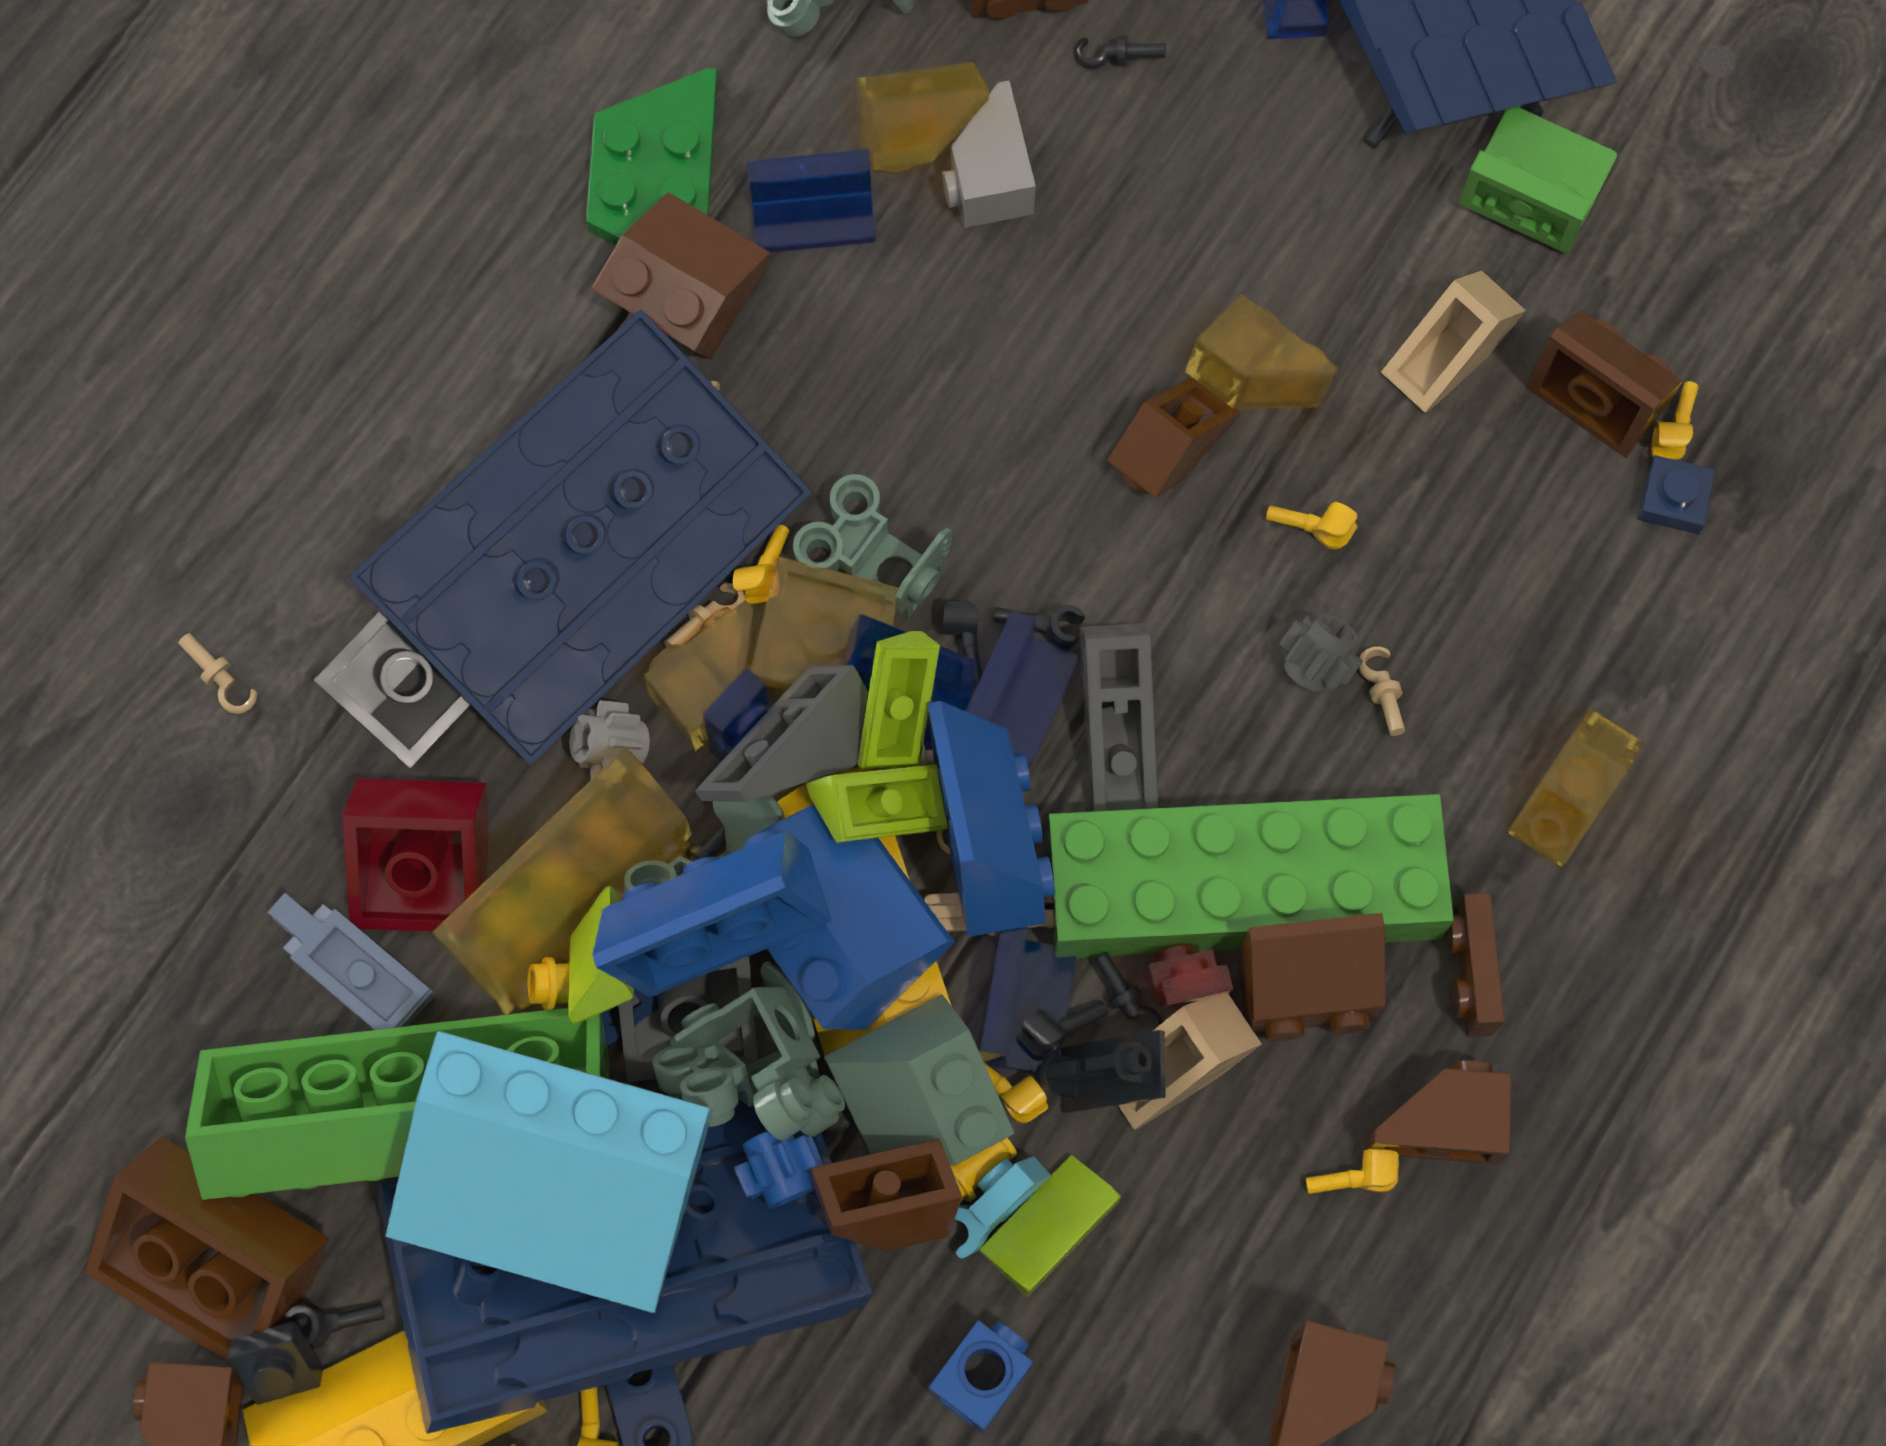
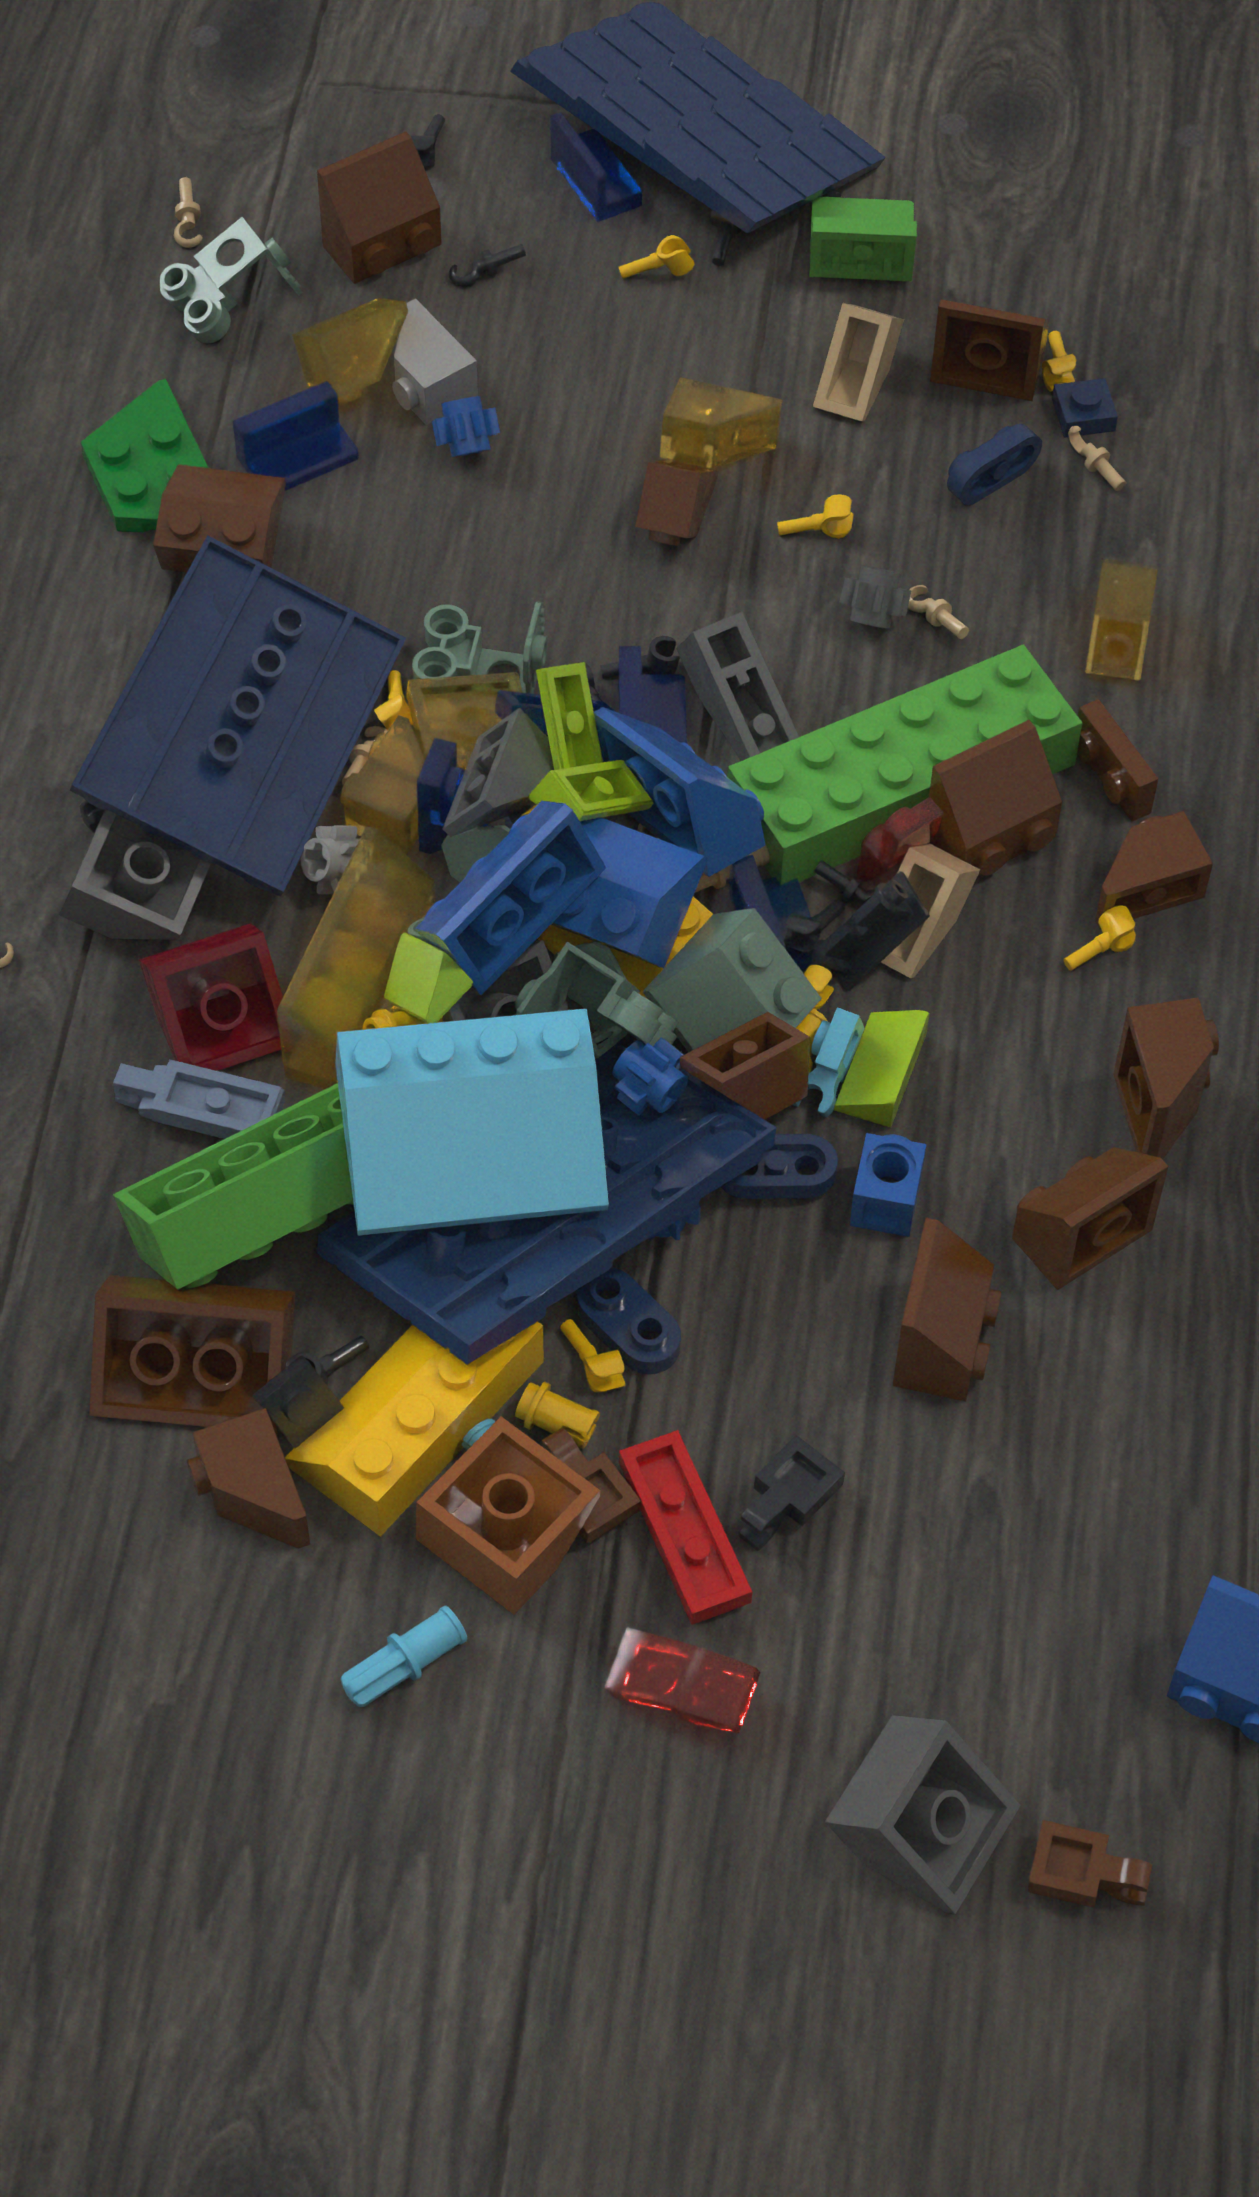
camera: 25 degrees left, 15 degrees down
(890, 1293) = (778, 1175): none -> dark blue plate
(992, 258) = (466, 426): none -> blue gear
(1315, 117) = (670, 252): none -> yellow hand
(1554, 528) = (993, 464): none -> dark blue plate
(1655, 567) = (1096, 459): none -> tan hand

